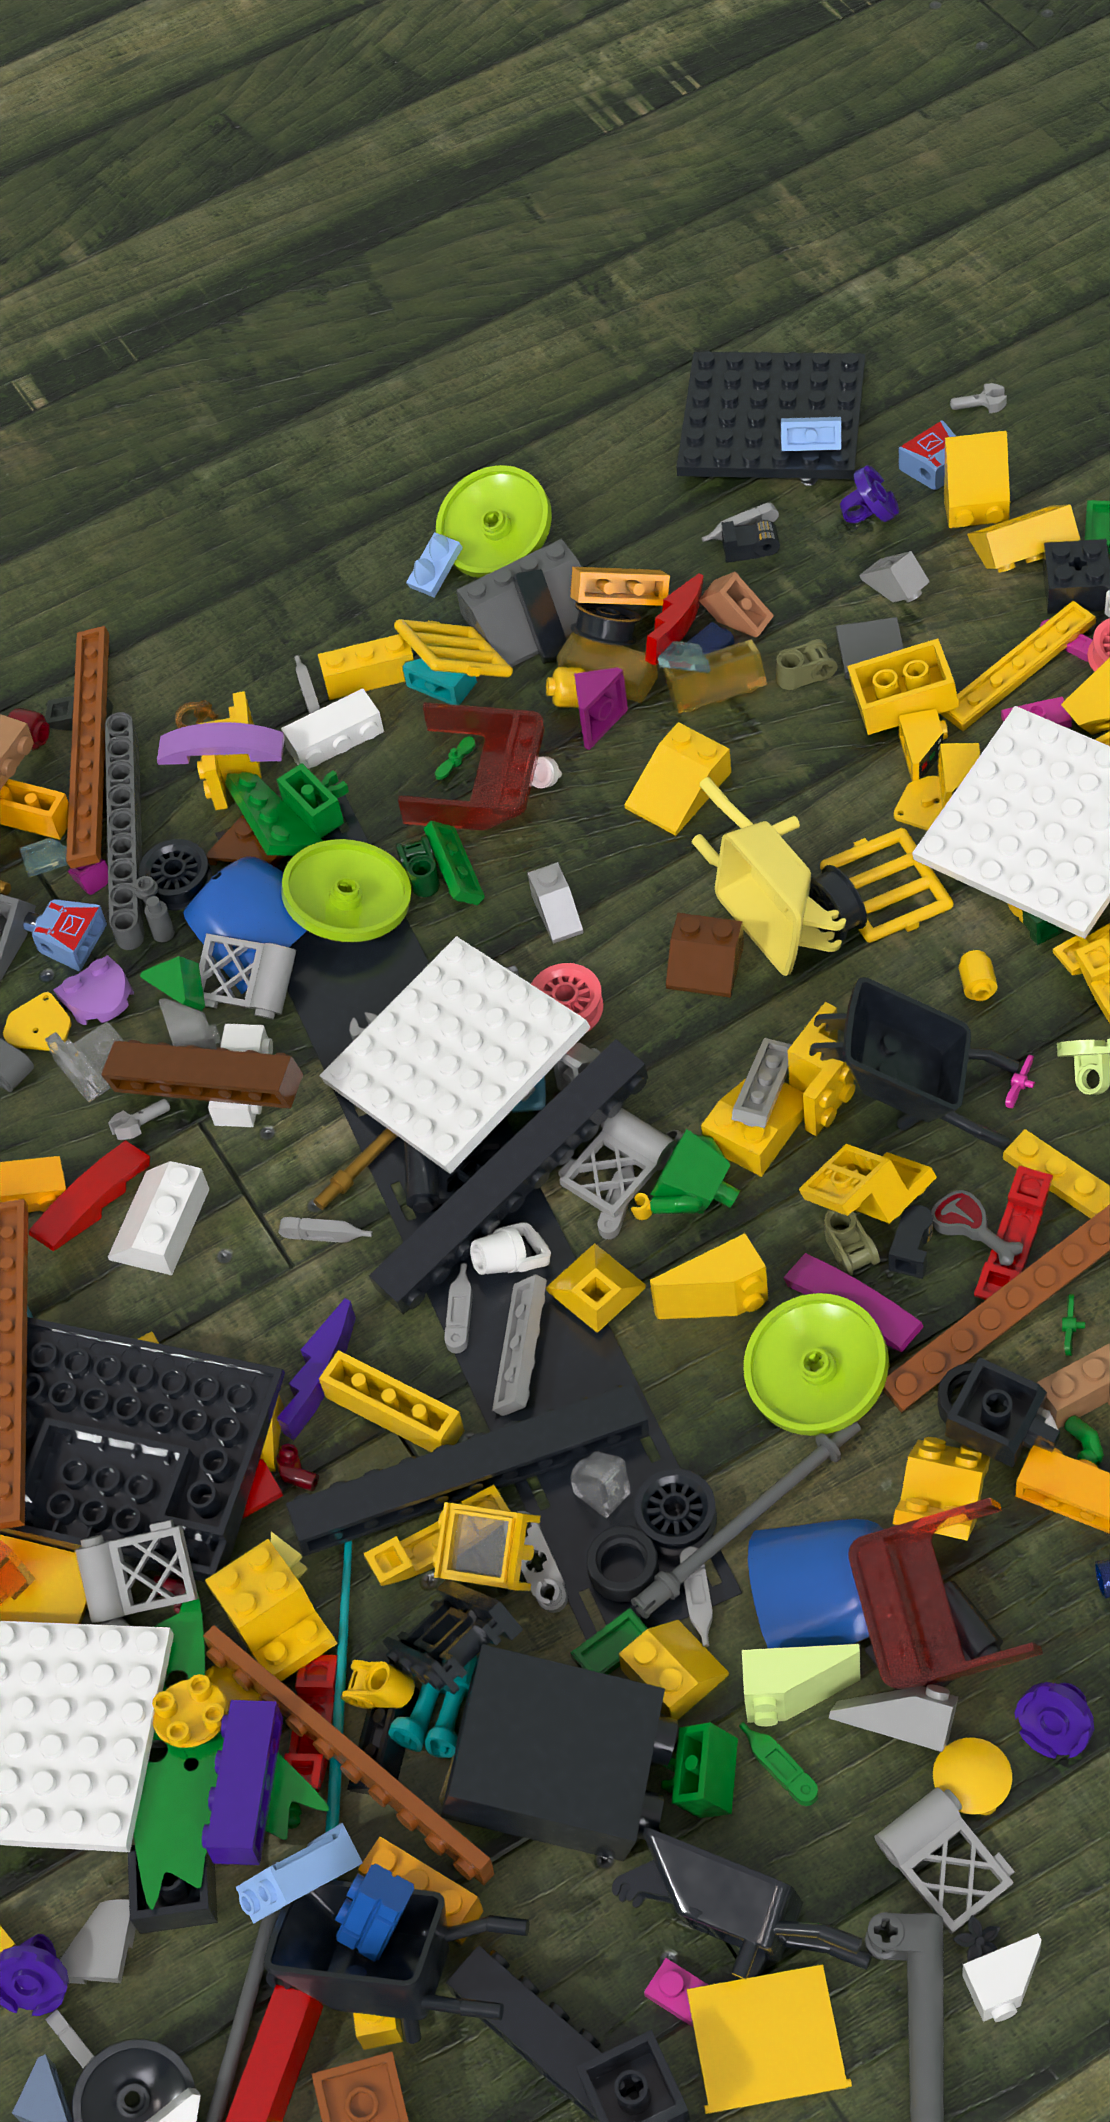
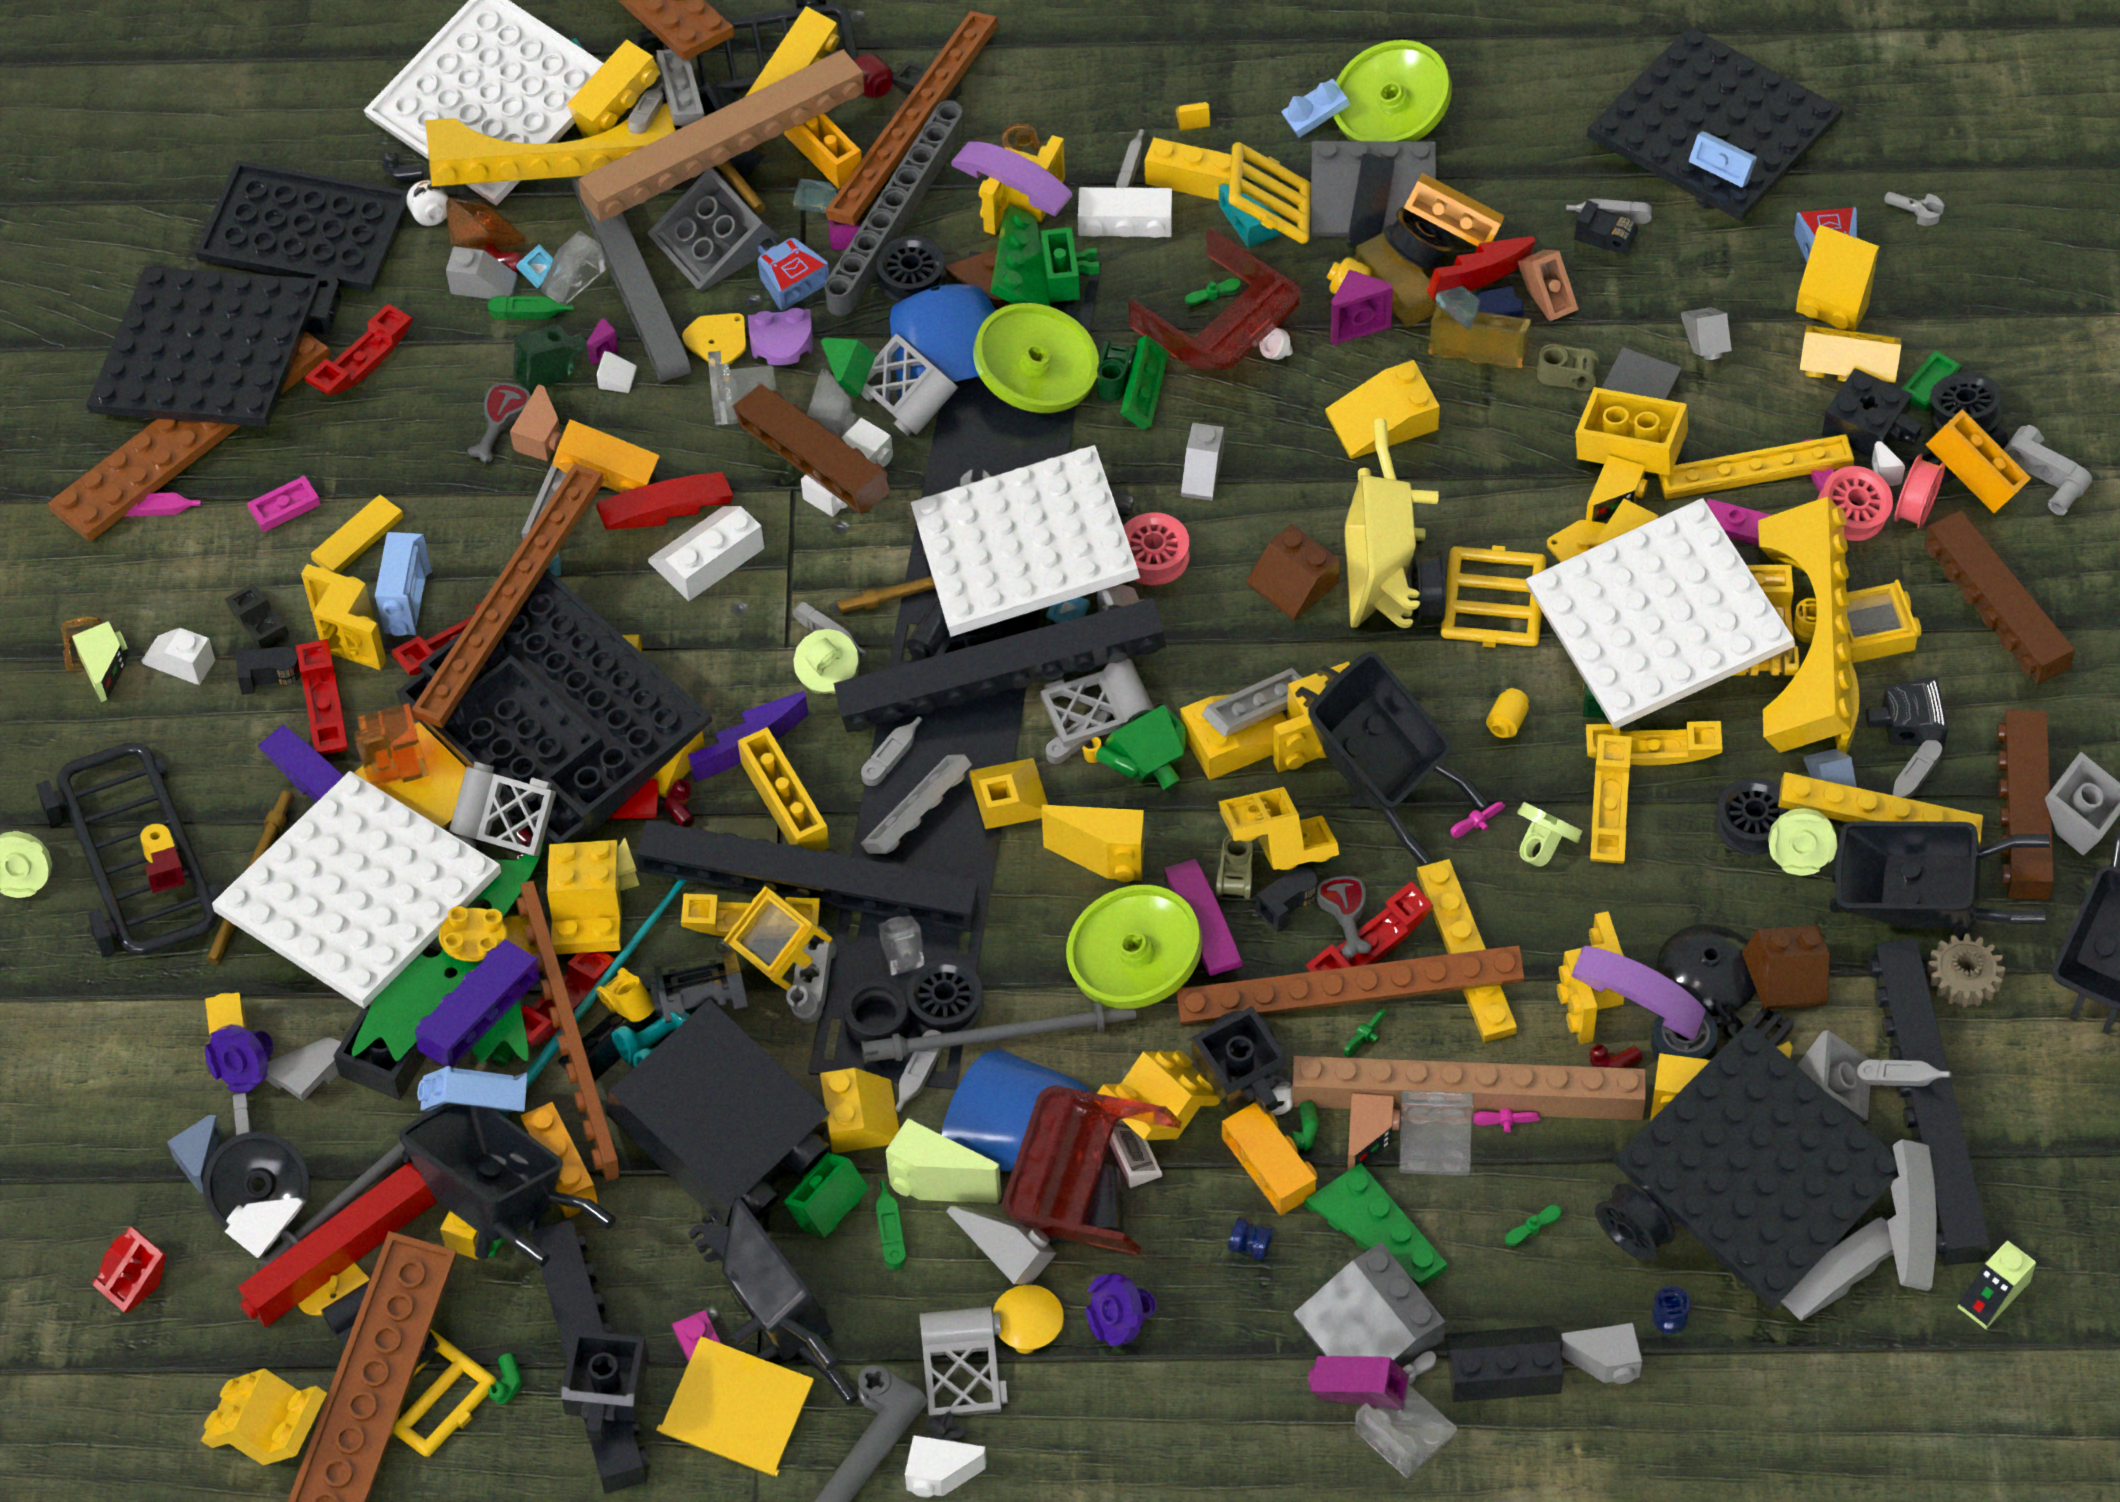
camera: 25 degrees right, 0 degrees up
(128, 1126) = (730, 459): light grey bar -> none
(155, 910) = (869, 290): dark grey plant -> none
(332, 623) = (1193, 116): none -> yellow slope
(343, 1260) = (825, 659): none -> yellowish green tile
(374, 1912) = (504, 1143): blue brick -> none
(506, 1250) = (953, 723): white piece -> none
(602, 1650) = (807, 1067): green tile -> none
(870, 496) = (1740, 245): dark purple tile -> none
(958, 1562) = (1133, 1155): none -> slope

